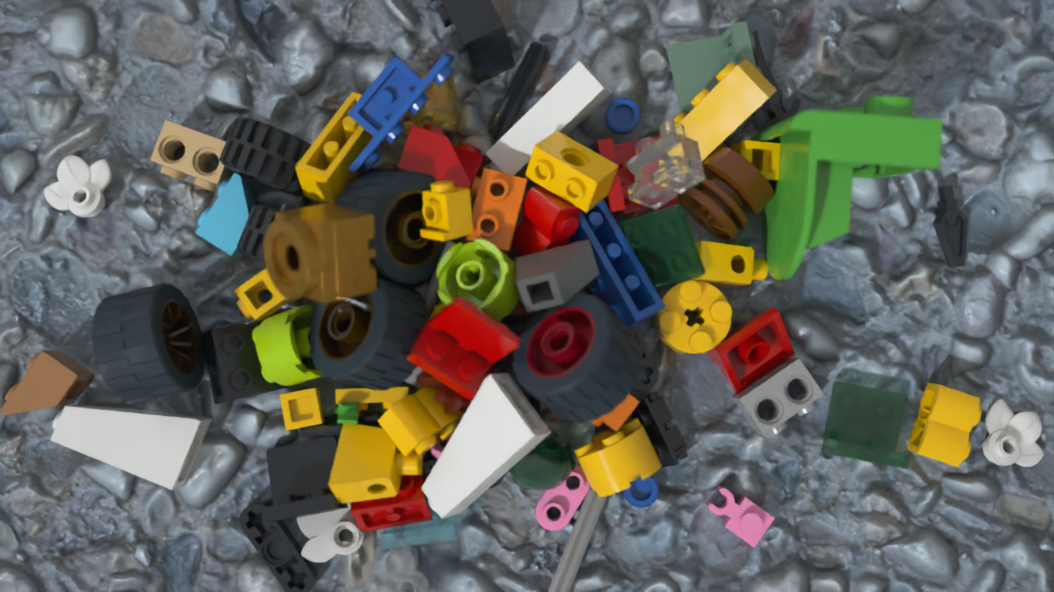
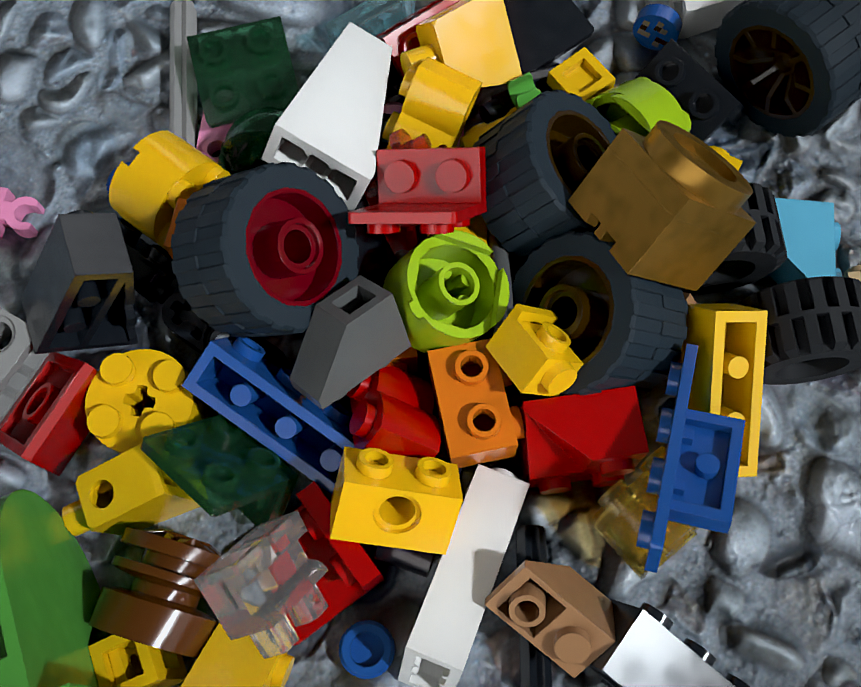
camera: 160 degrees right, 15 degrees down
(223, 428) = (657, 26): none -> blue tile
(509, 69) = (556, 613): none -> medium nougat slope
(529, 528) = (242, 70): none -> clear green bracket
(704, 402) = (81, 286): none -> black wedge

